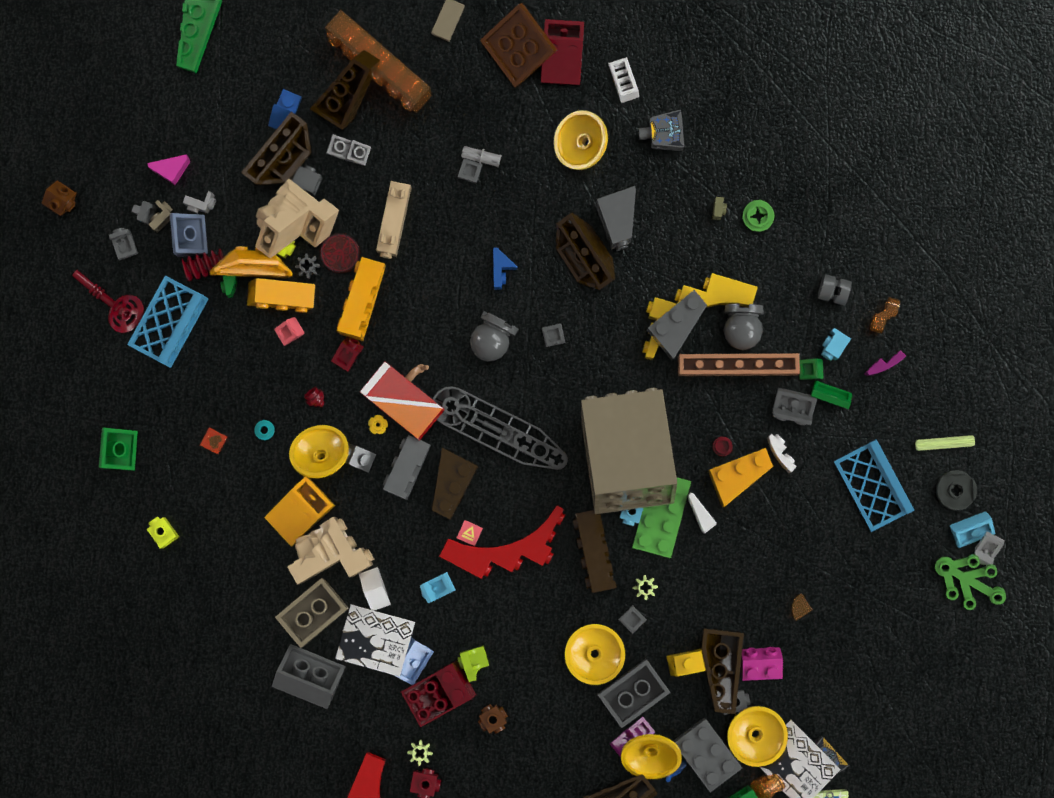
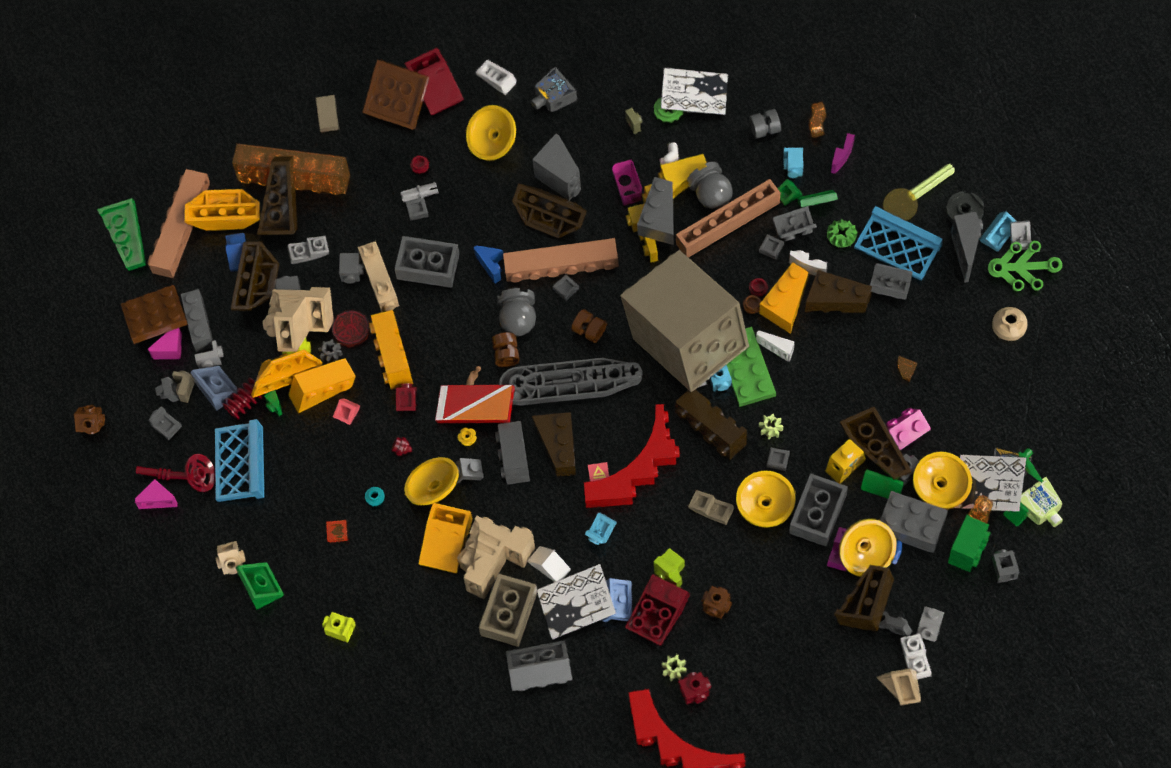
camera: 25 degrees left, 20 degrees down
(78, 309) = (155, 497): none -> dark pink slope
(106, 411) = (229, 557): none -> tan brick
(173, 130) = (154, 314): none -> reddish brown plate
(208, 160) = (197, 320): none -> dark grey brick
(249, 49) = (175, 230): none -> nougat brick
(293, 63) = (222, 210): none -> light orange wedge
(374, 194) = (350, 267): none -> dark grey brick
(444, 234) = (427, 261): none -> dark grey brick
(463, 358) = (505, 349): none -> reddish brown wheel
(499, 127) = (419, 164): none -> dark red plate
(545, 627) = (710, 507): none -> dark tan slope
(548, 389) = (591, 327): none -> reddish brown wheel
(564, 307) = (560, 260): none -> nougat brick
(675, 271) = (624, 168): none -> dark pink piece
(703, 703) = (880, 484): none -> green slope
(706, 459) = (752, 304): none -> reddish brown plate
(729, 267) = (672, 156): none -> white arm
(760, 413) = (771, 246): none -> dark grey tile
(786, 500) = (837, 294): none -> dark brown wedge
(793, 213) = (694, 91): none -> sticker
(824, 447) = (840, 240): none -> bright green gear
(840, 775) = (1029, 467): none -> green bar
(841, 519) = (891, 281): none -> dark grey bracket
(902, 448) = (901, 203): none -> clear yellow piece
(910, 619) = (1009, 331): none -> tan piece
(935, 525) = (965, 236): none -> dark grey slope

